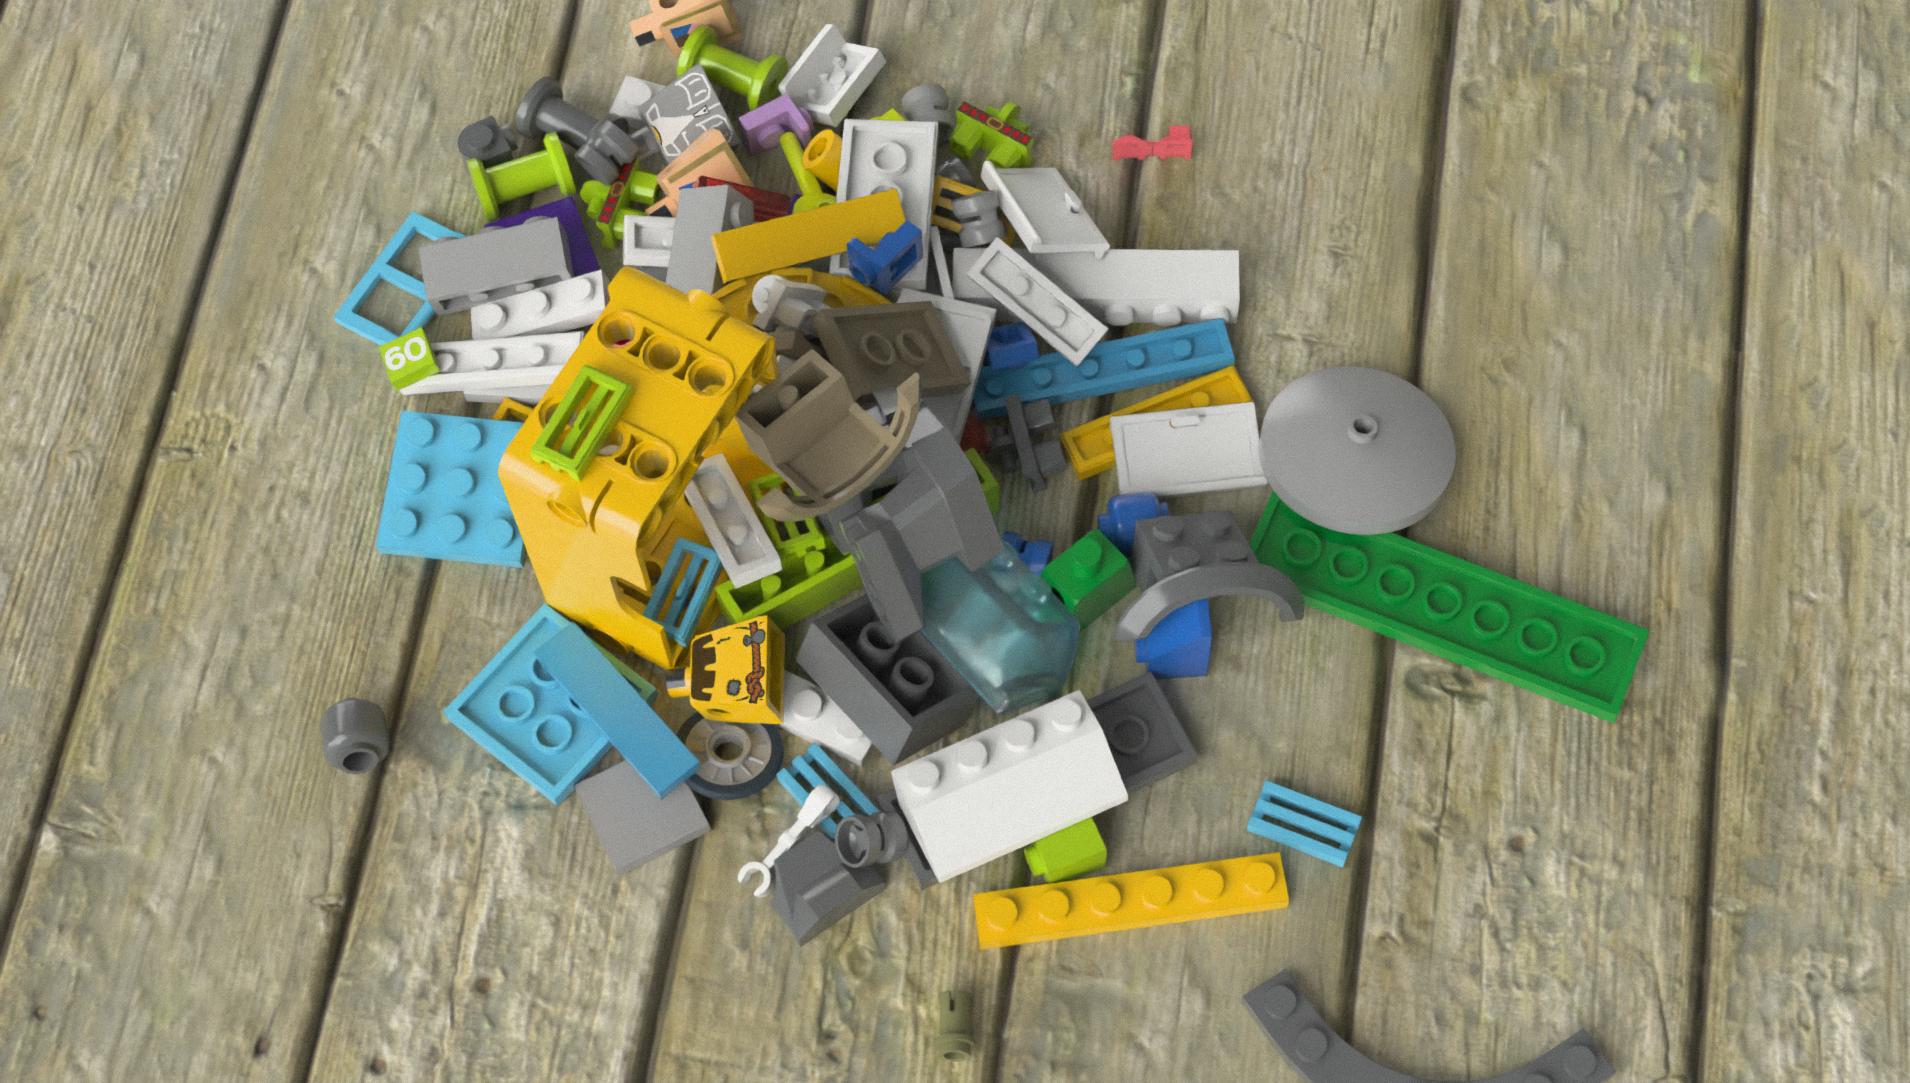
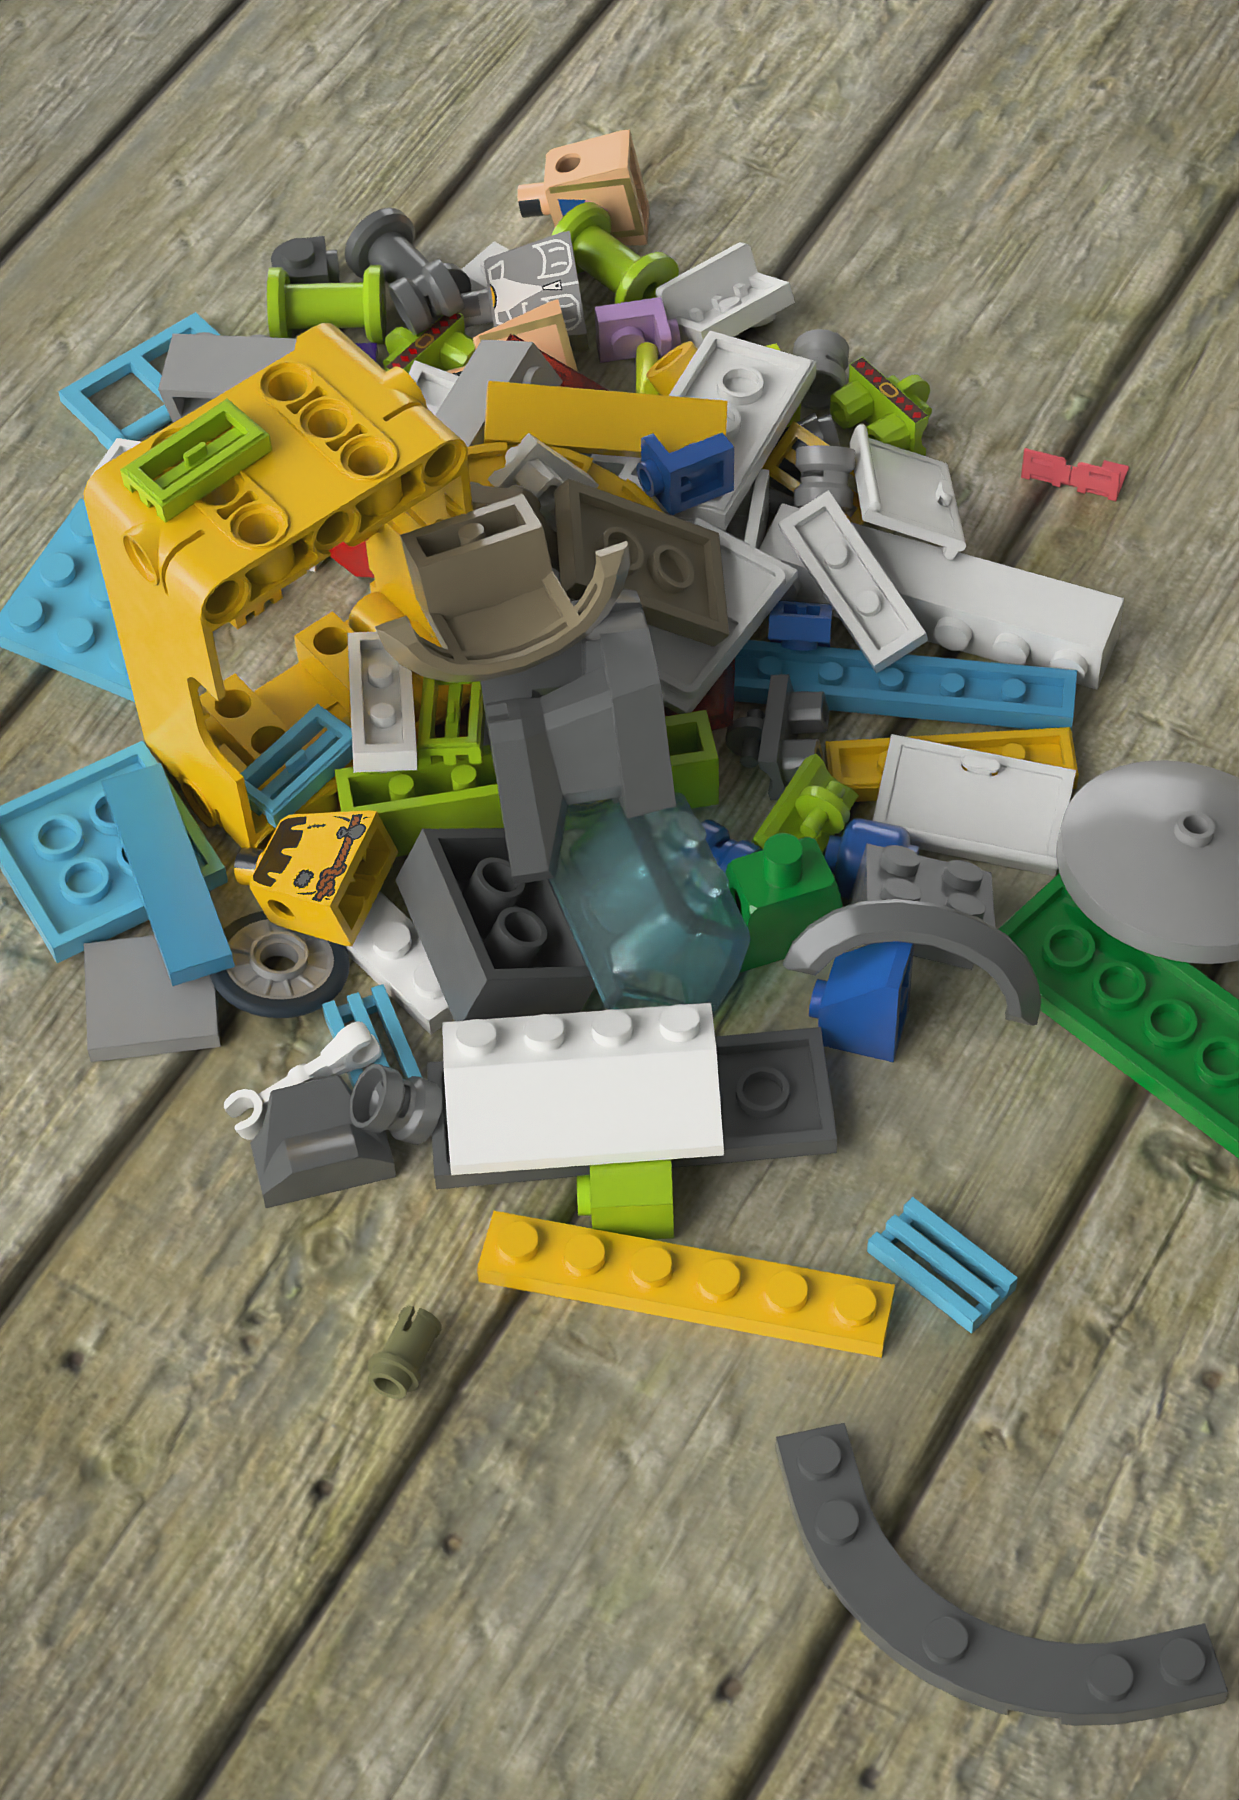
camera: 20 degrees right, 10 degrees down
(409, 359) = (110, 441): lime tile -> none
(1074, 503) = (809, 806): none -> lime hips

